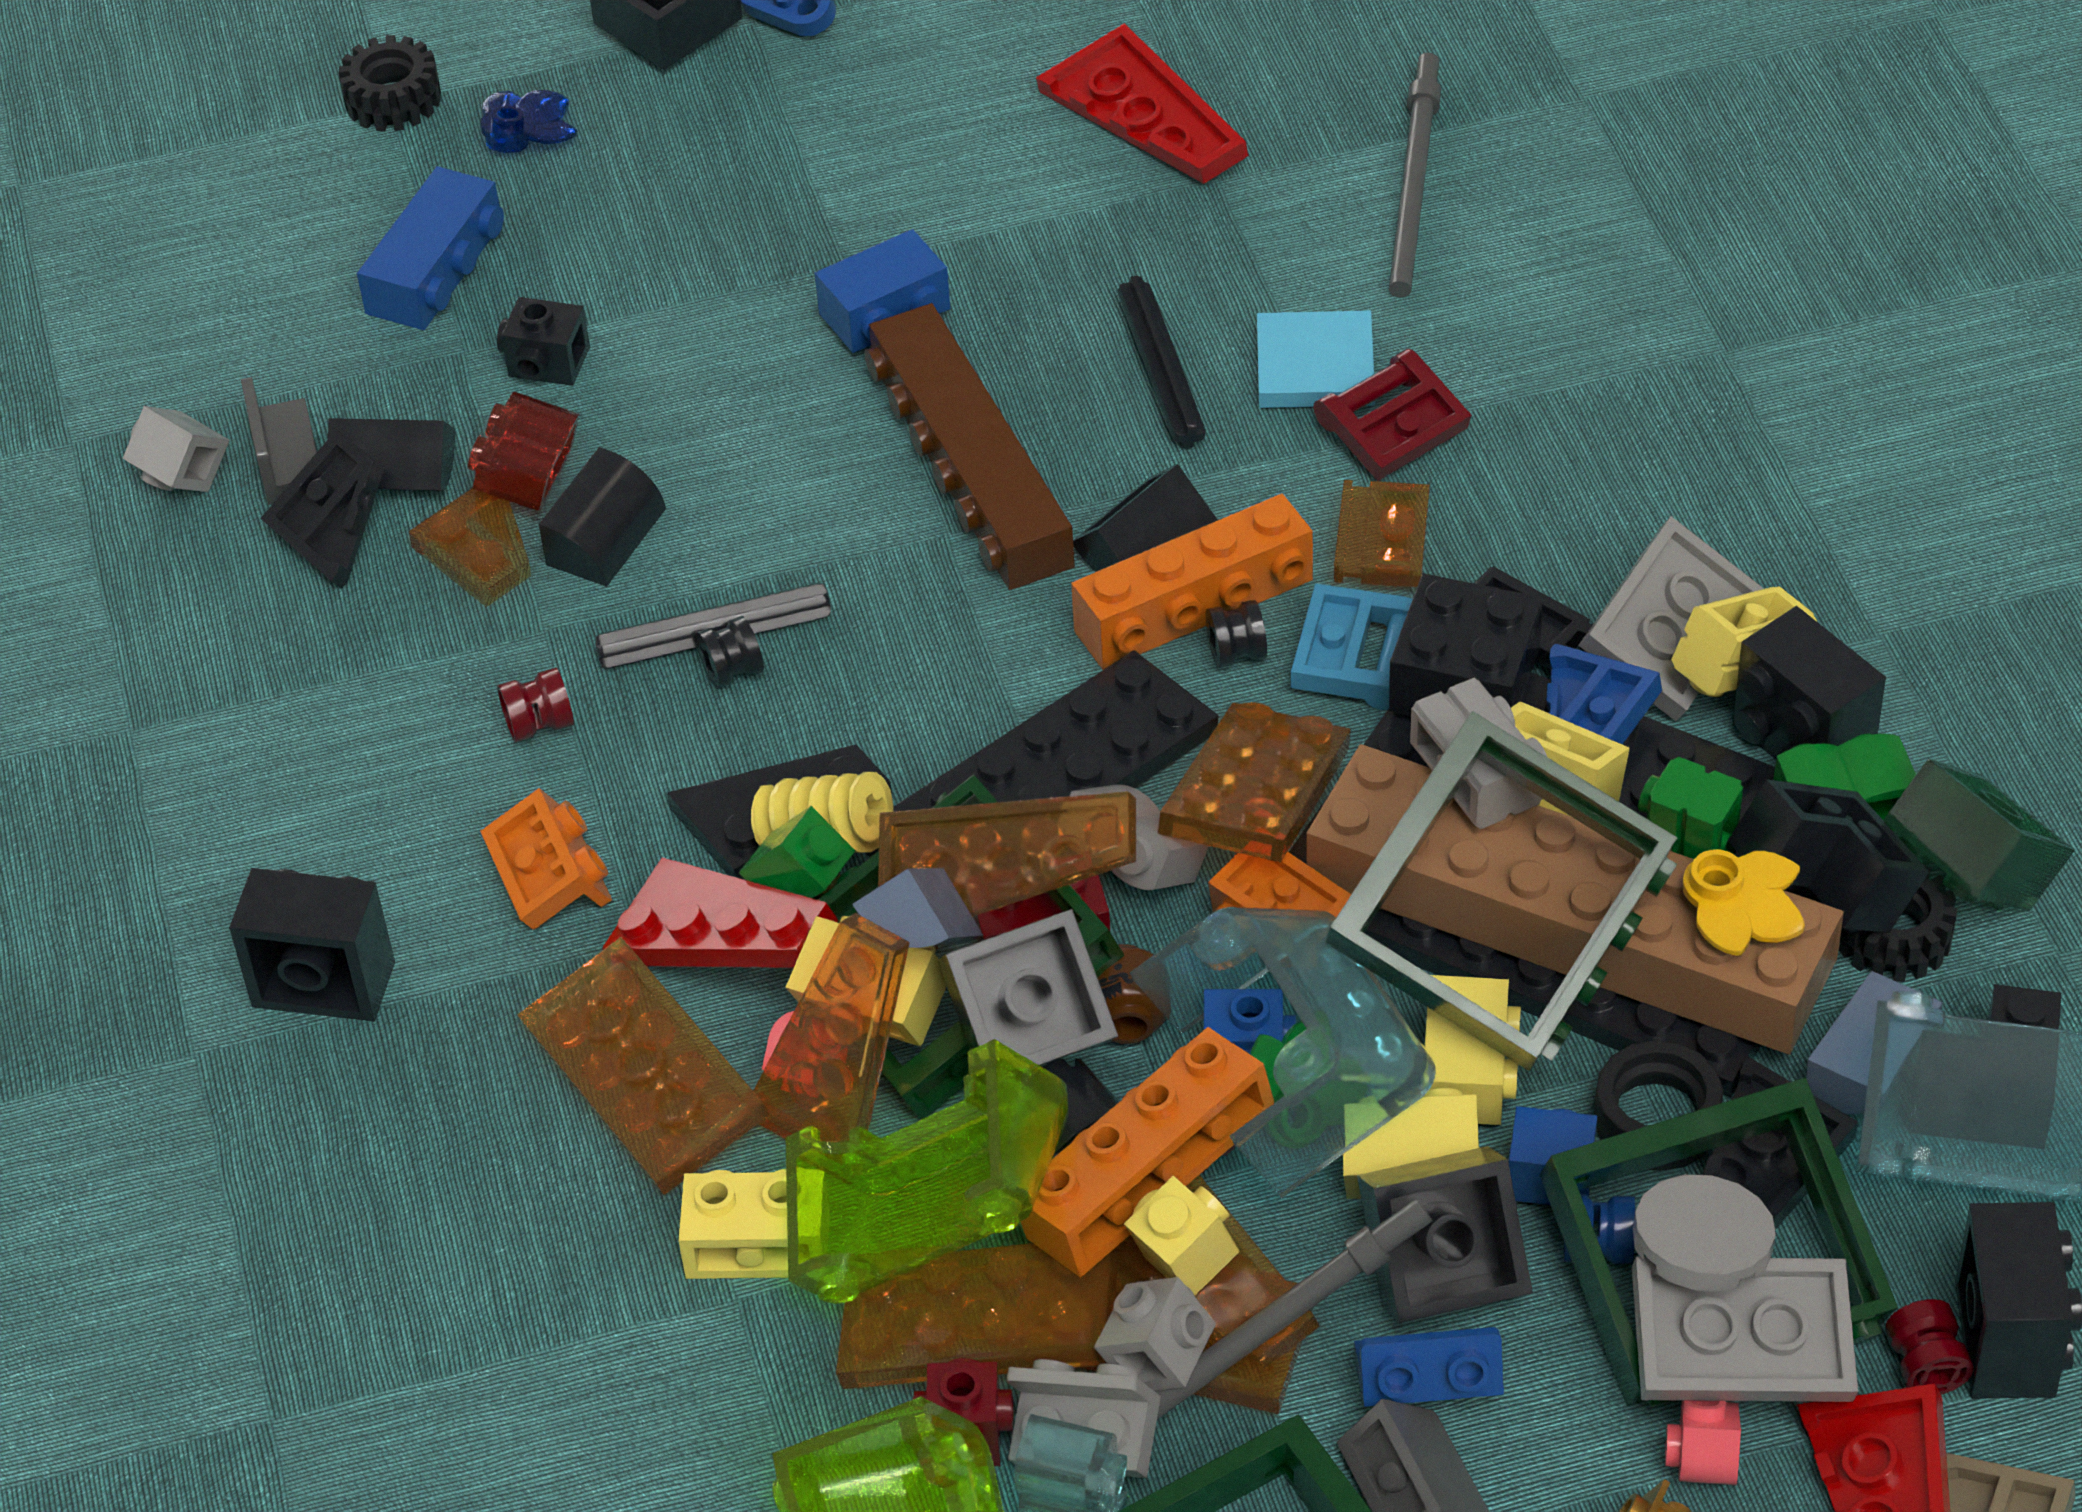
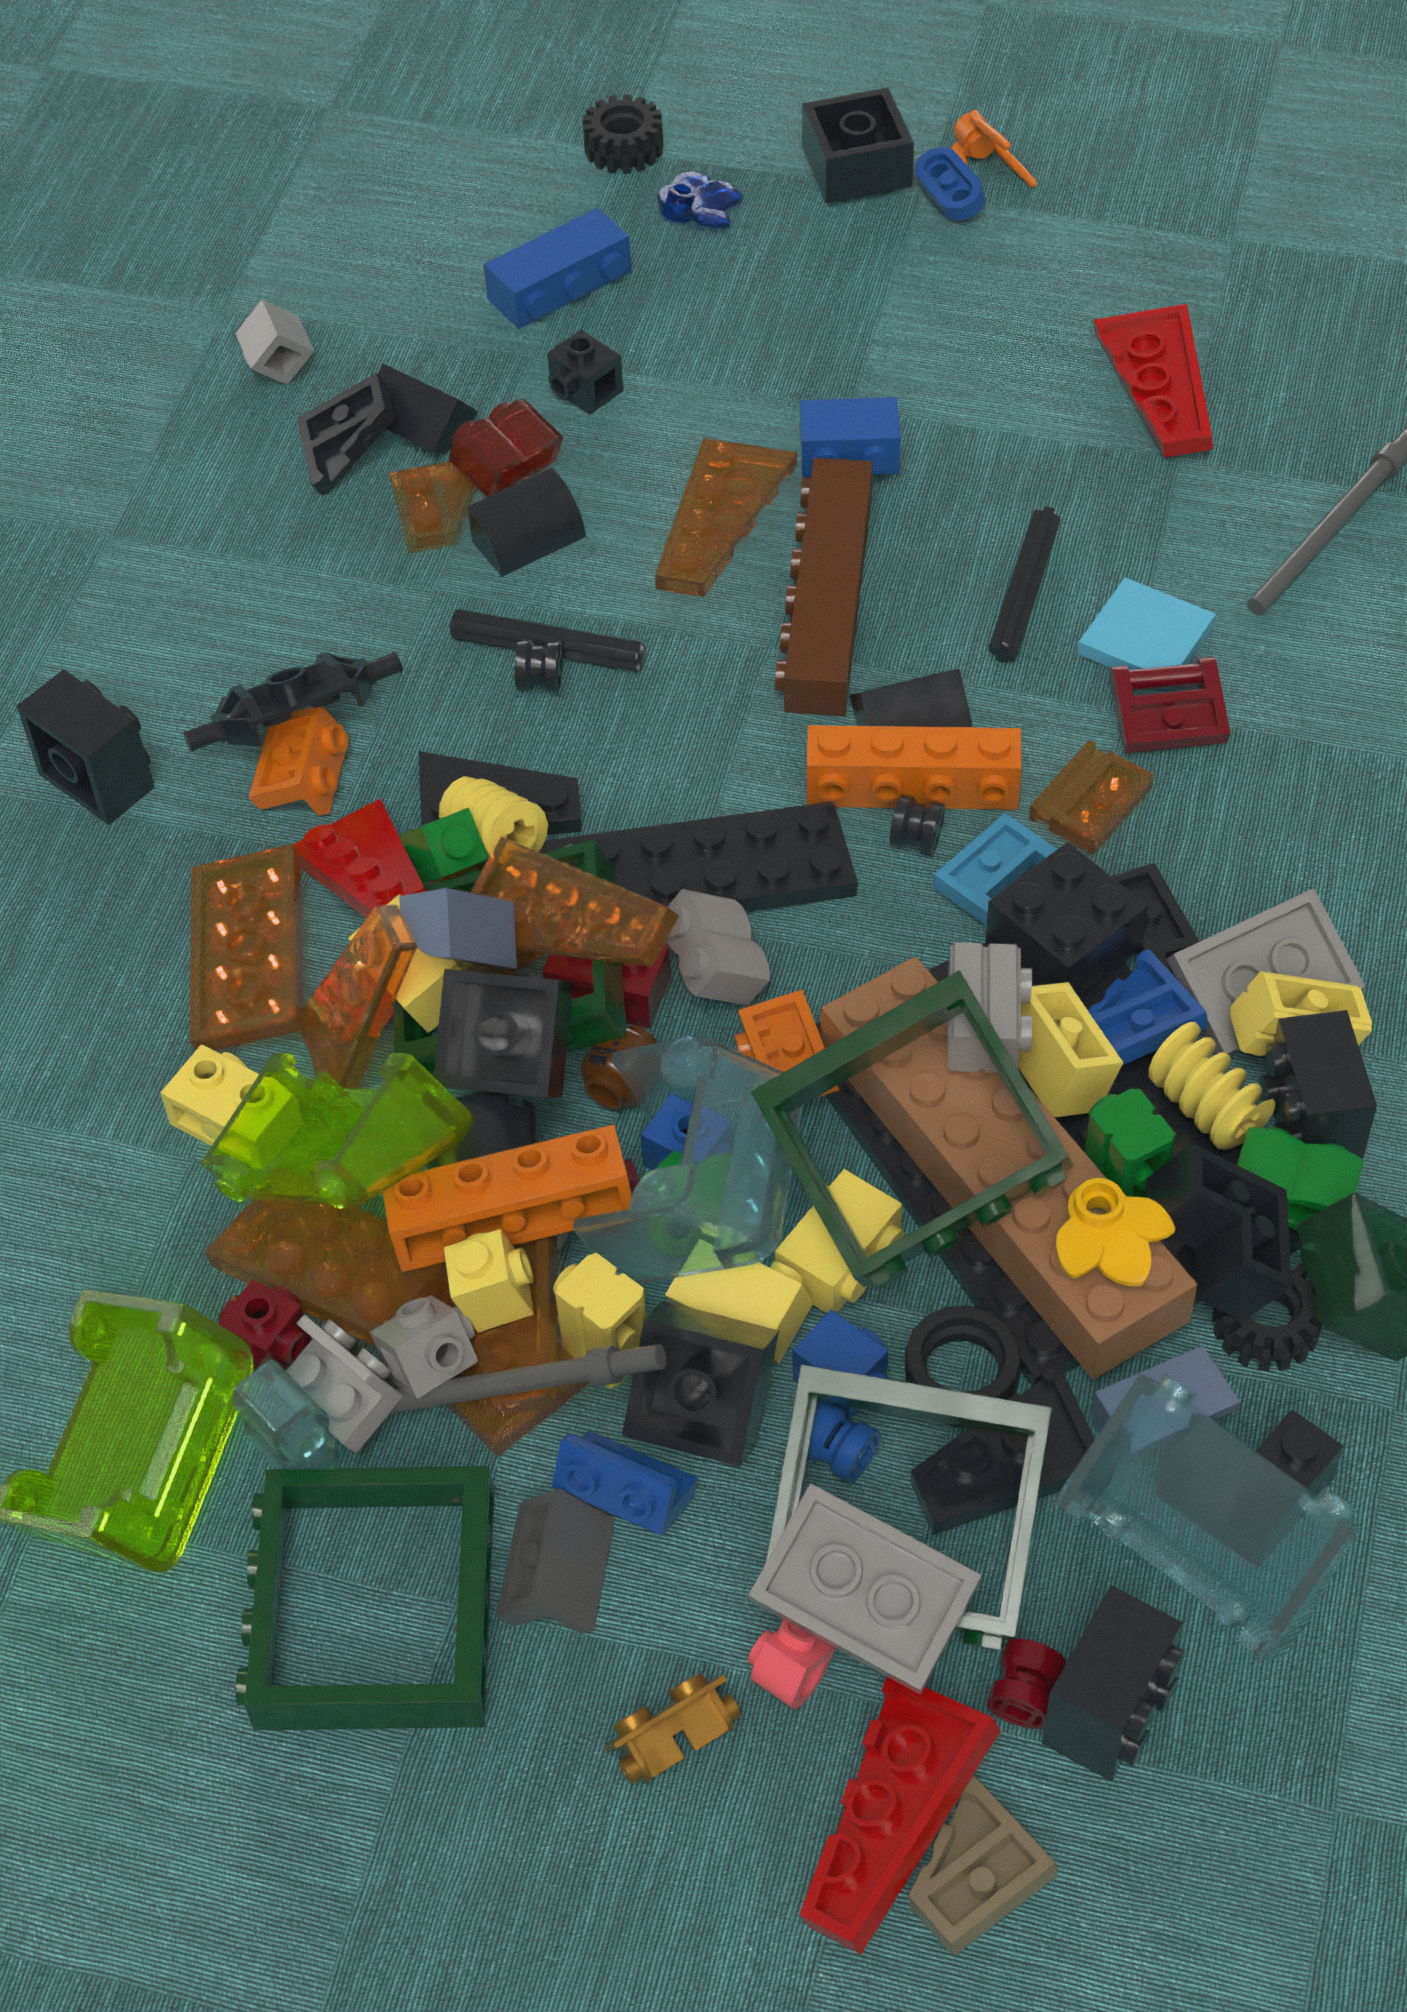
camera: 30 degrees right, 5 degrees up
(280, 439) = (348, 358): dark grey panel -> none
(485, 803) = (289, 691): none -> black plate
(549, 702) = (375, 639): dark red wheel -> none
(791, 421) = (717, 509): none -> clear orange wing
(1255, 781) = (831, 947): clear orange plate -> none
(1299, 1215) = (598, 1308): none -> light yellow brick
(1704, 1232) = (875, 1492): light grey tile -> none
(1710, 740) = (1204, 1088): none -> light yellow piece

